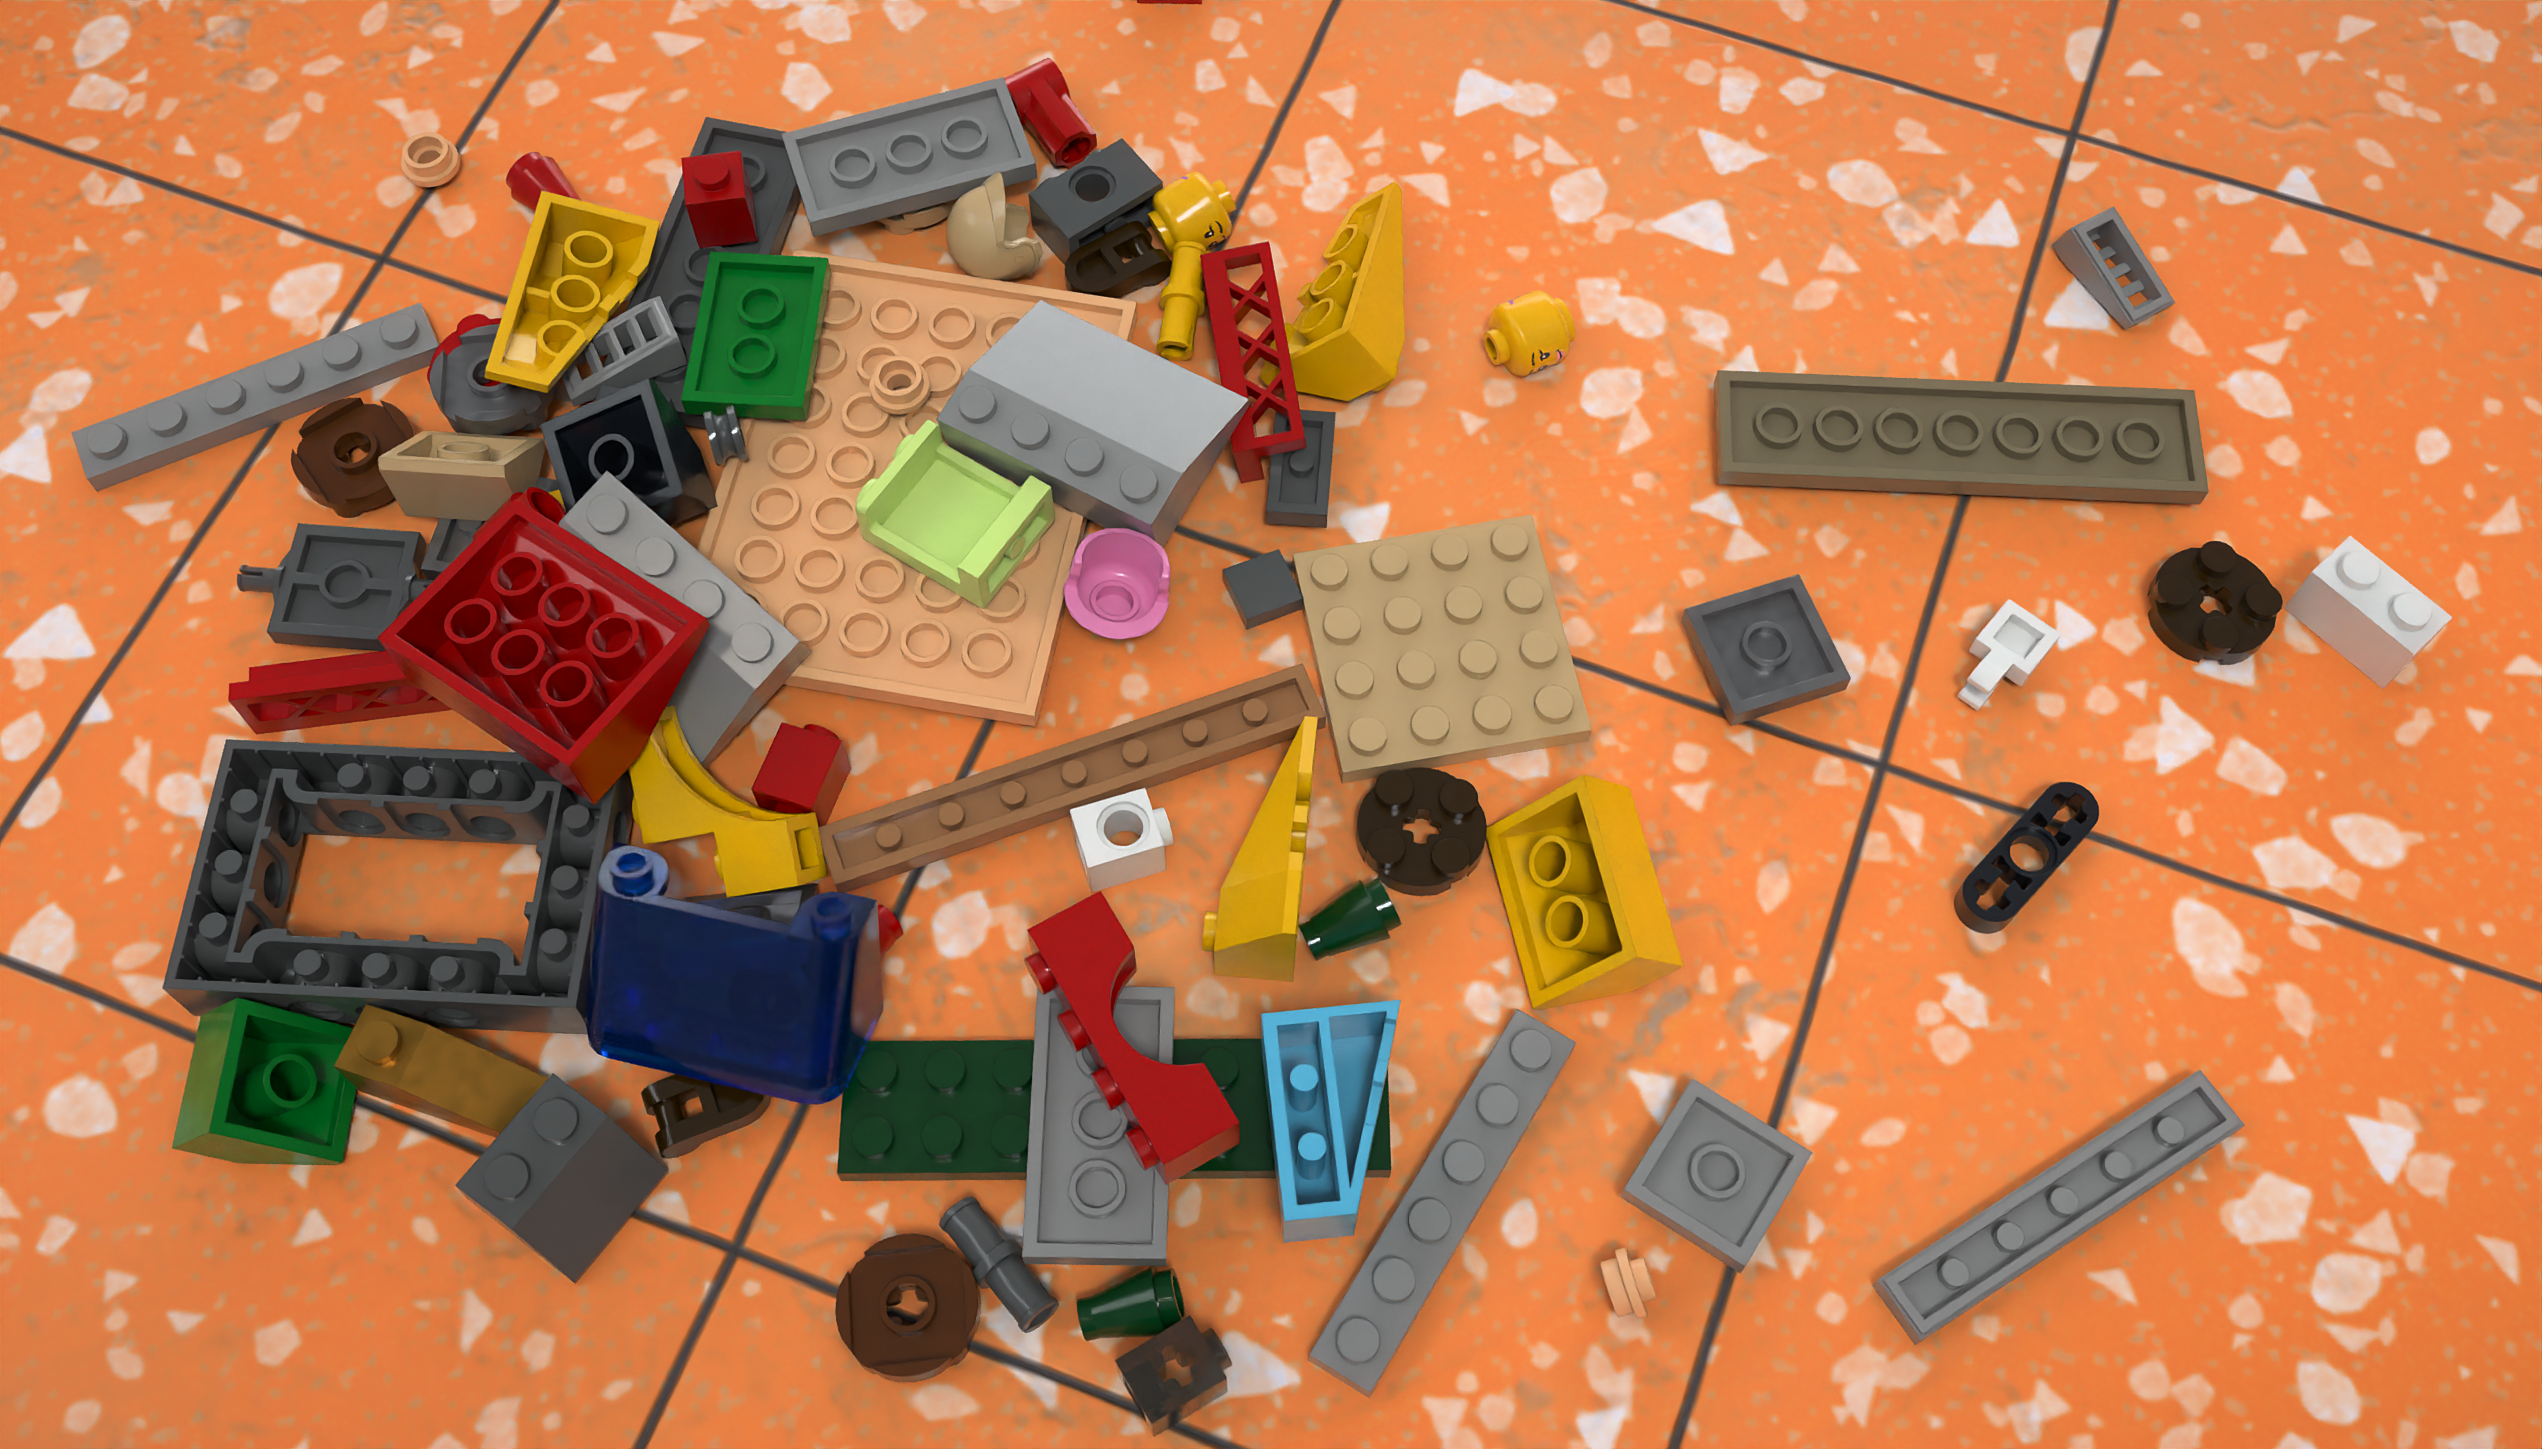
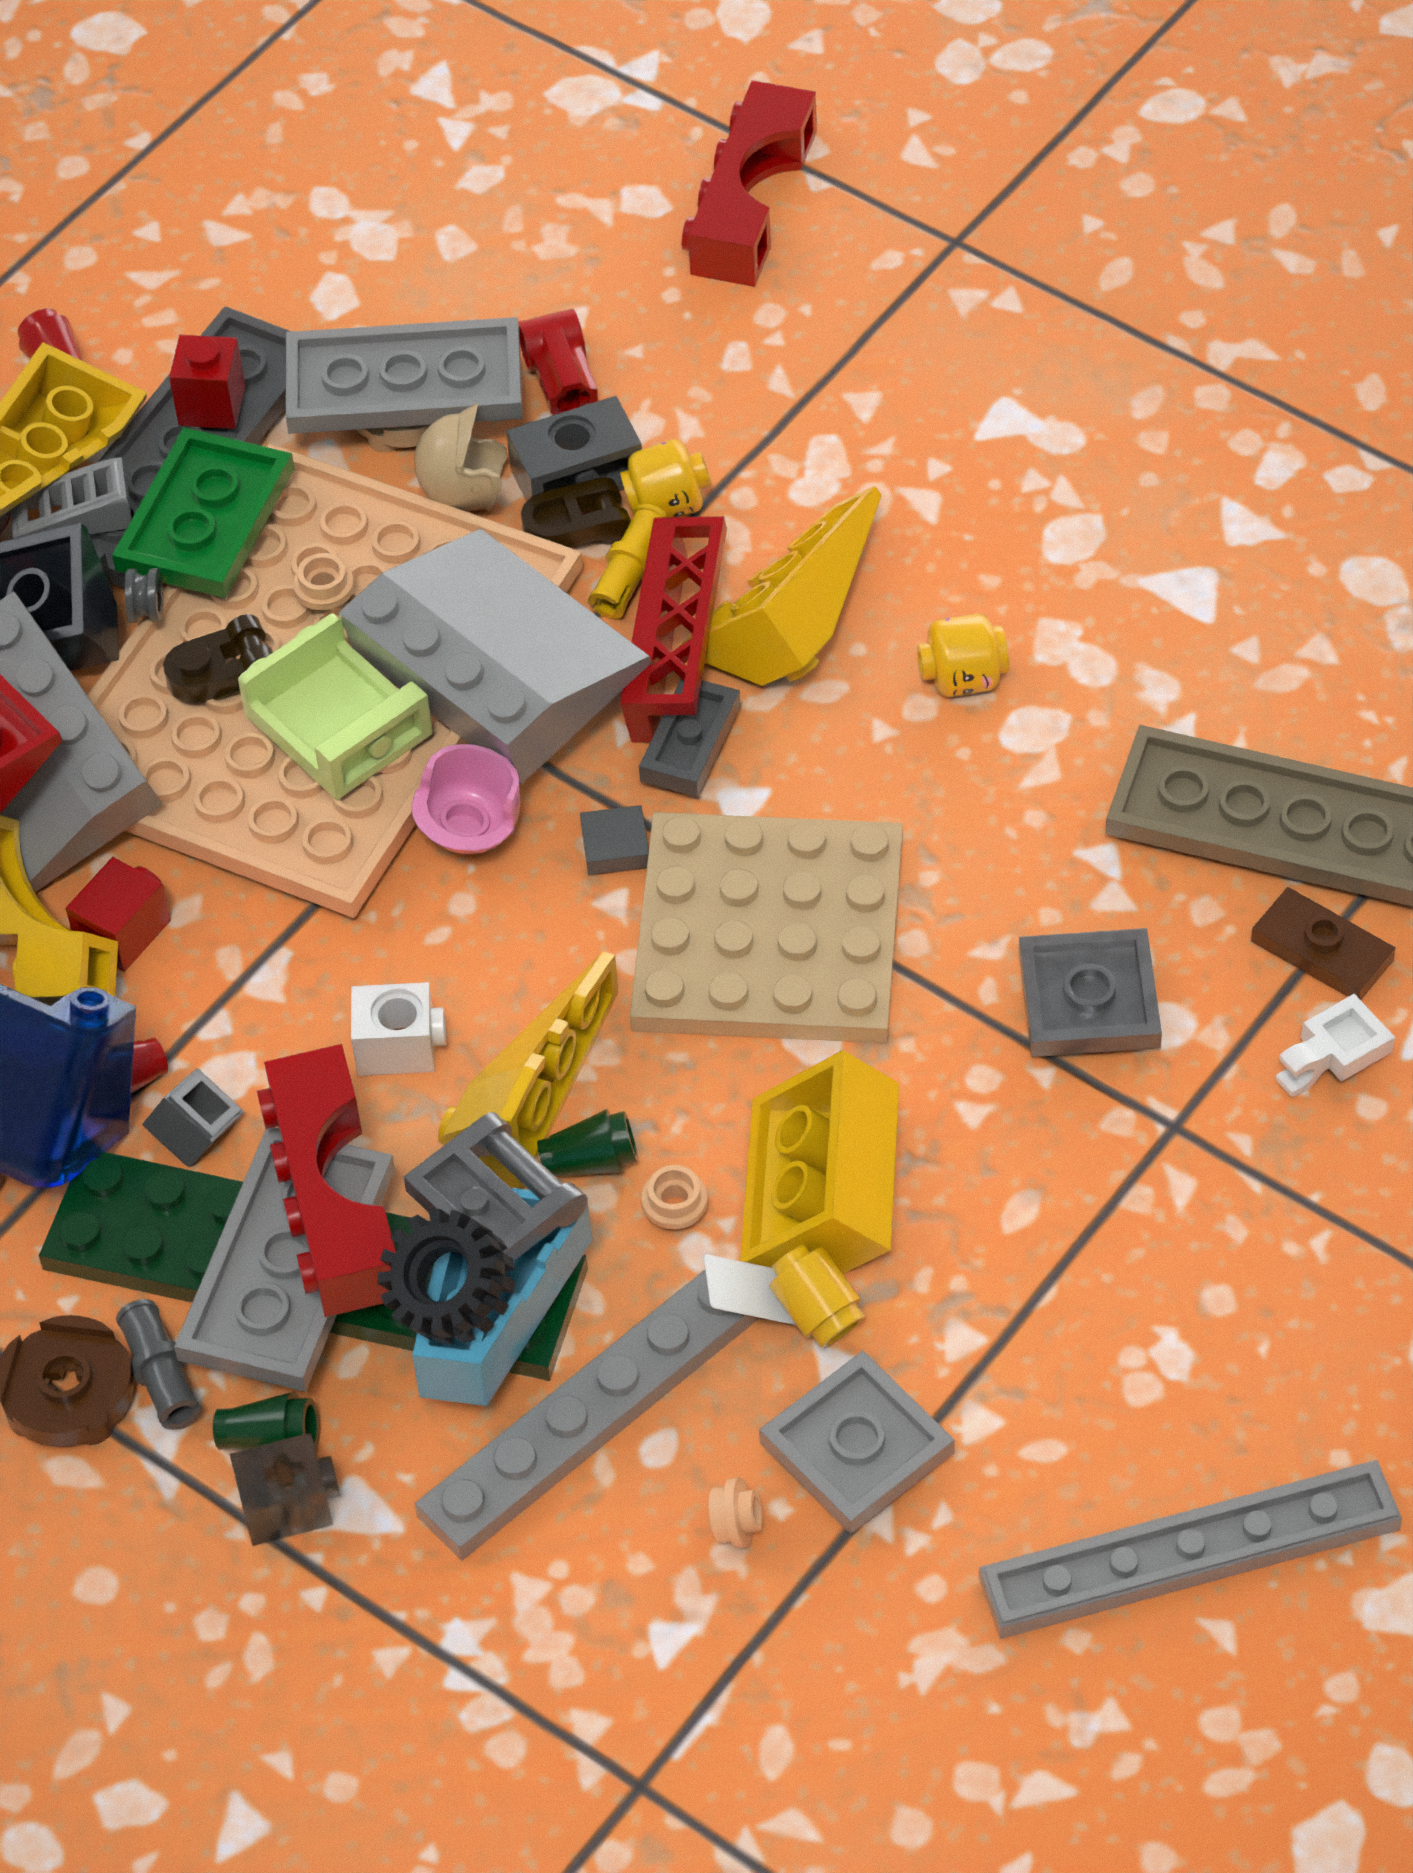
camera: 20 degrees right, 10 degrees down
(802, 499) = (198, 667): none -> dark brown plate
(946, 981) = (192, 1117): none -> dark grey slope
(1067, 777) = (325, 969): medium nougat plate -> none
(1262, 1147) = (417, 1255): none -> black tyre
(1304, 1041) = (462, 1182): none -> flat silver plate
(1428, 795) = (684, 1053): dark brown plate -> none
(1453, 937) = (669, 1183): none -> light nougat plate
(1568, 1038) = (743, 1289): none -> white sticker
(1628, 1030) = (816, 1295): none -> yellow brick
(1953, 552) = (1323, 944): none -> reddish brown plate
(2022, 883) = (1269, 1261): black beam -> none

